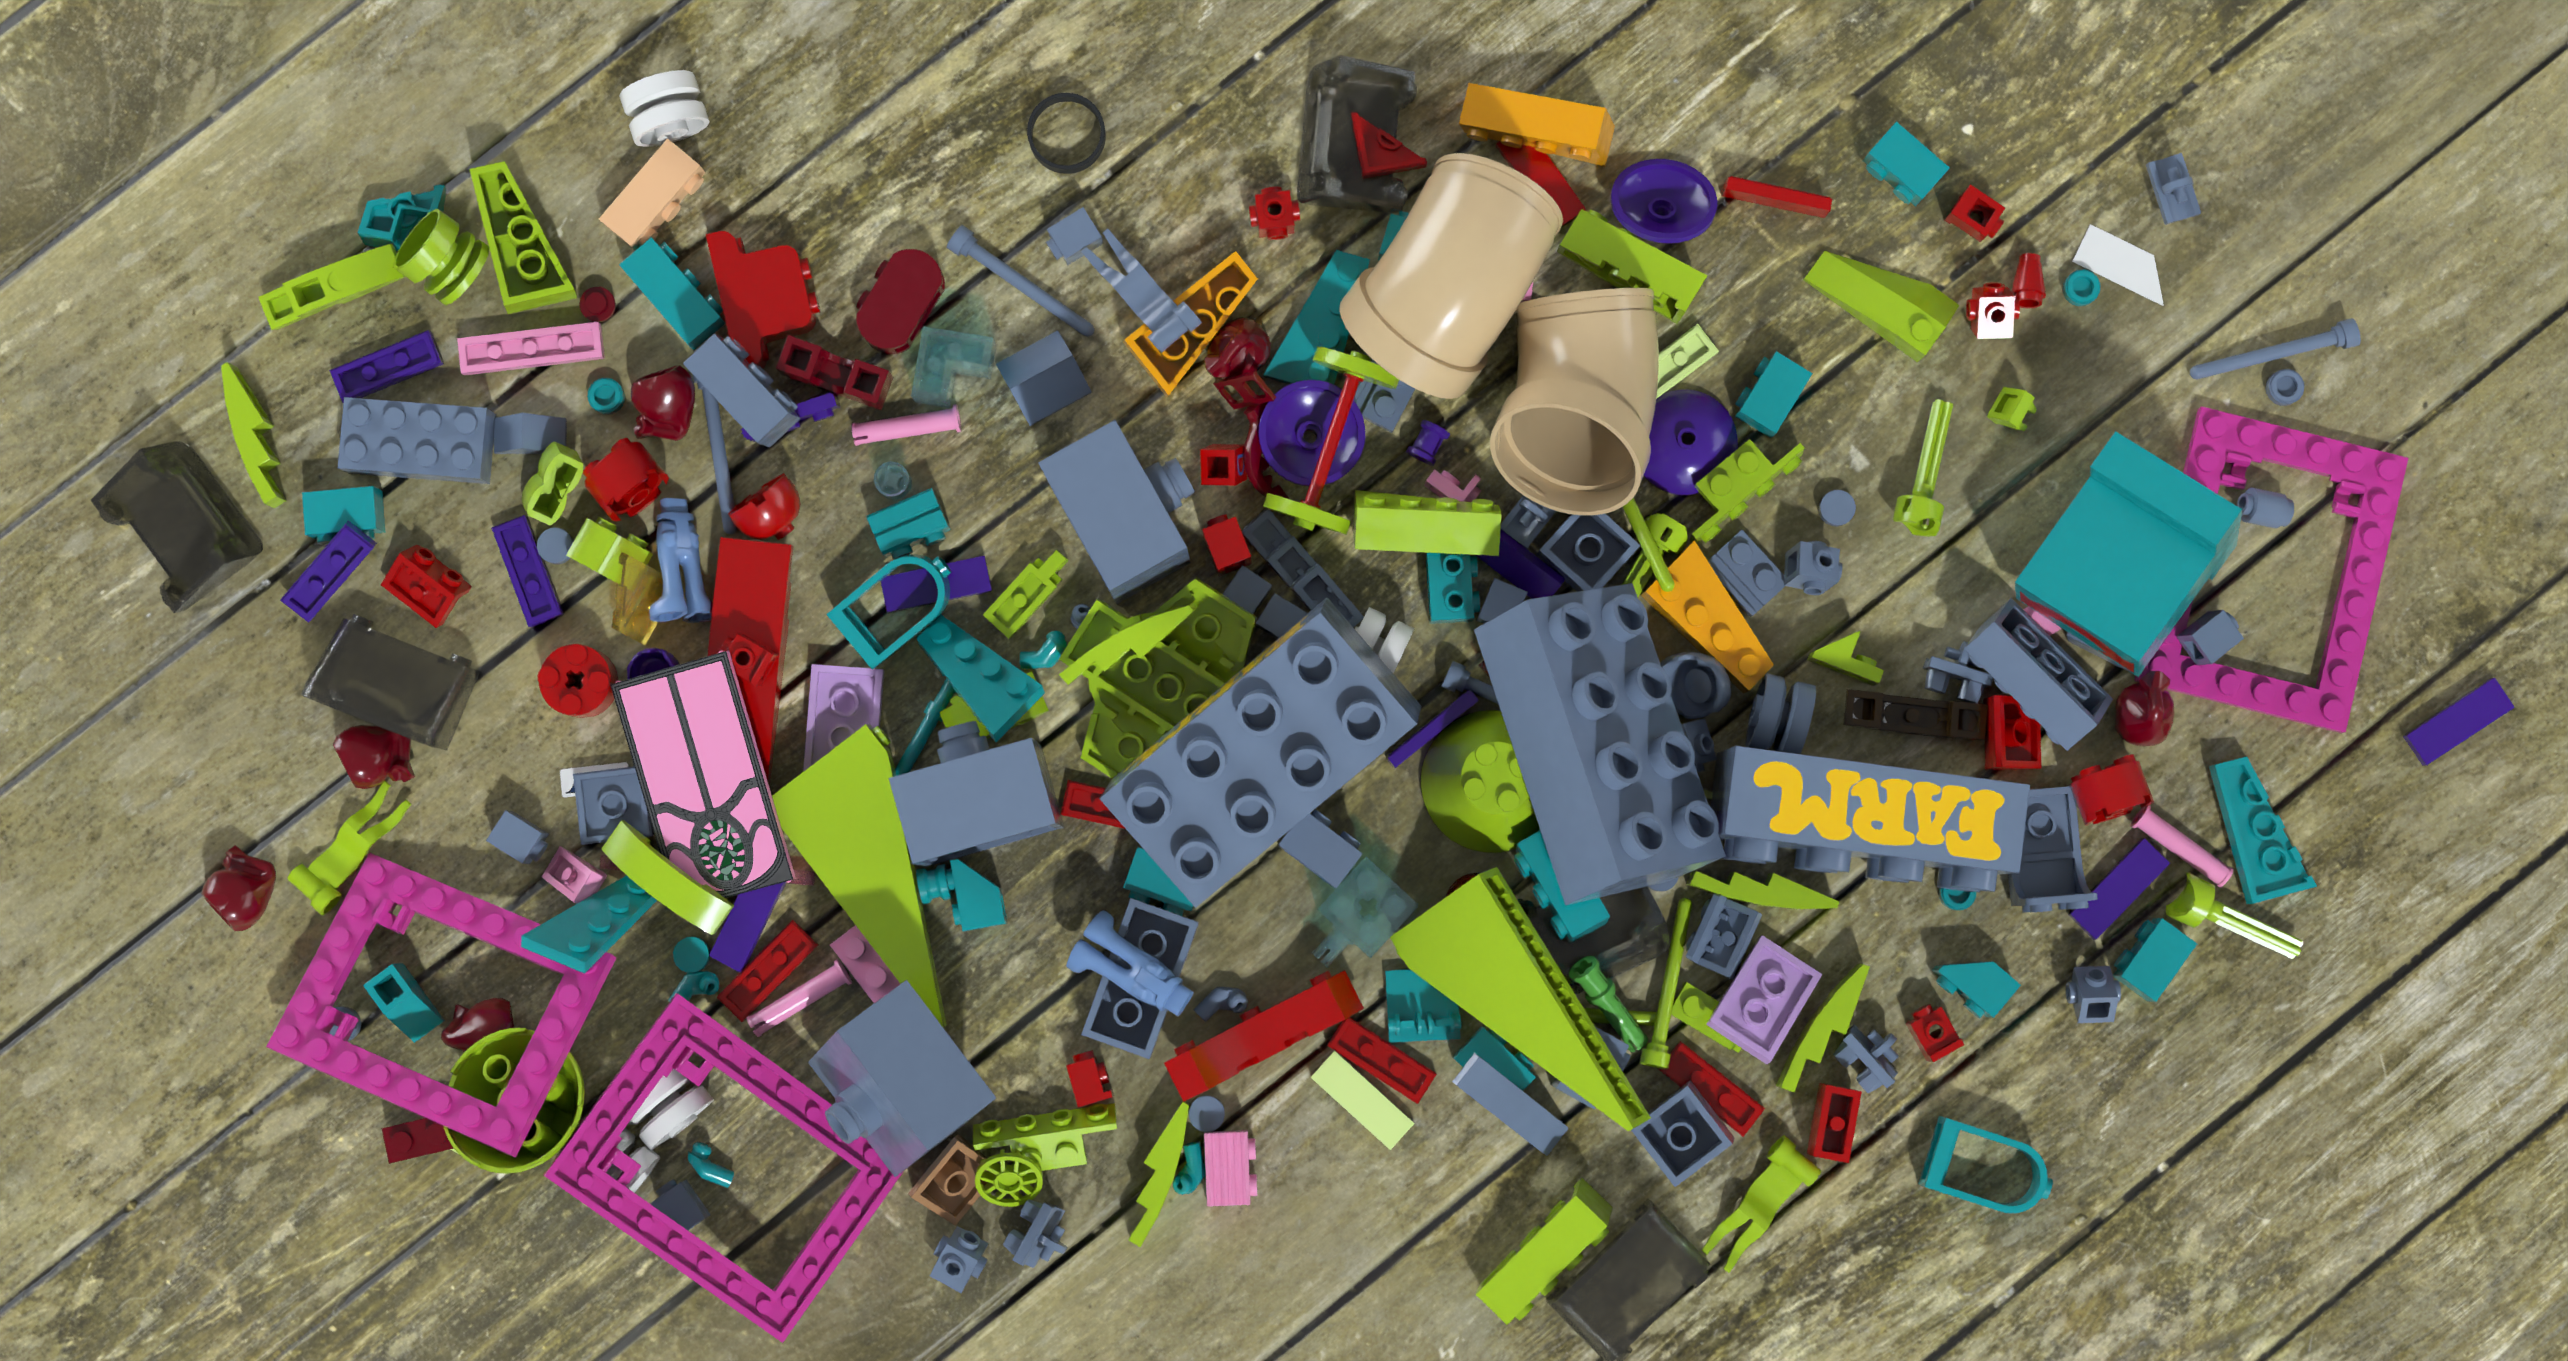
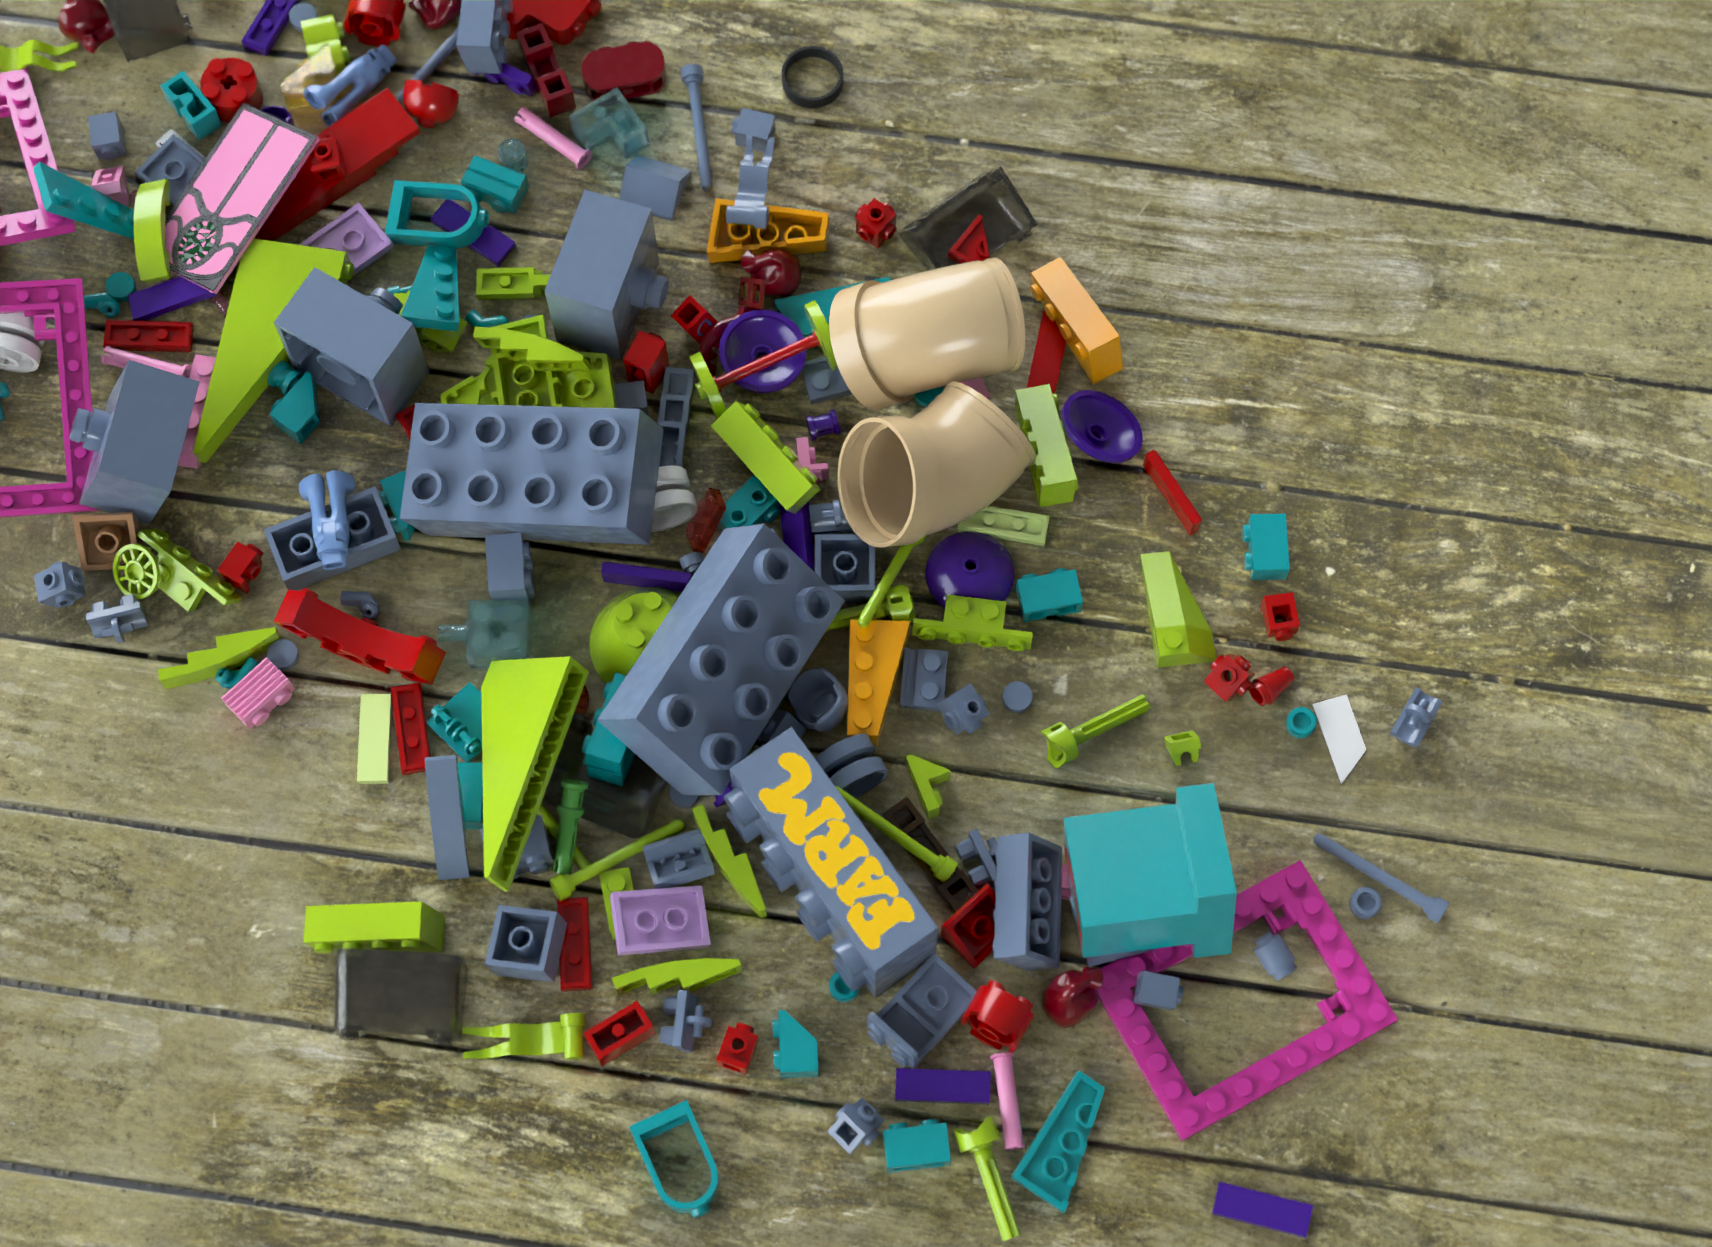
camera: 50 degrees right, 15 degrees down
(577, 733) = (191, 105): none -> teal brick
(1432, 631) = (706, 520): none -> clear red plate
(1936, 716) = (940, 865): none -> lime piece

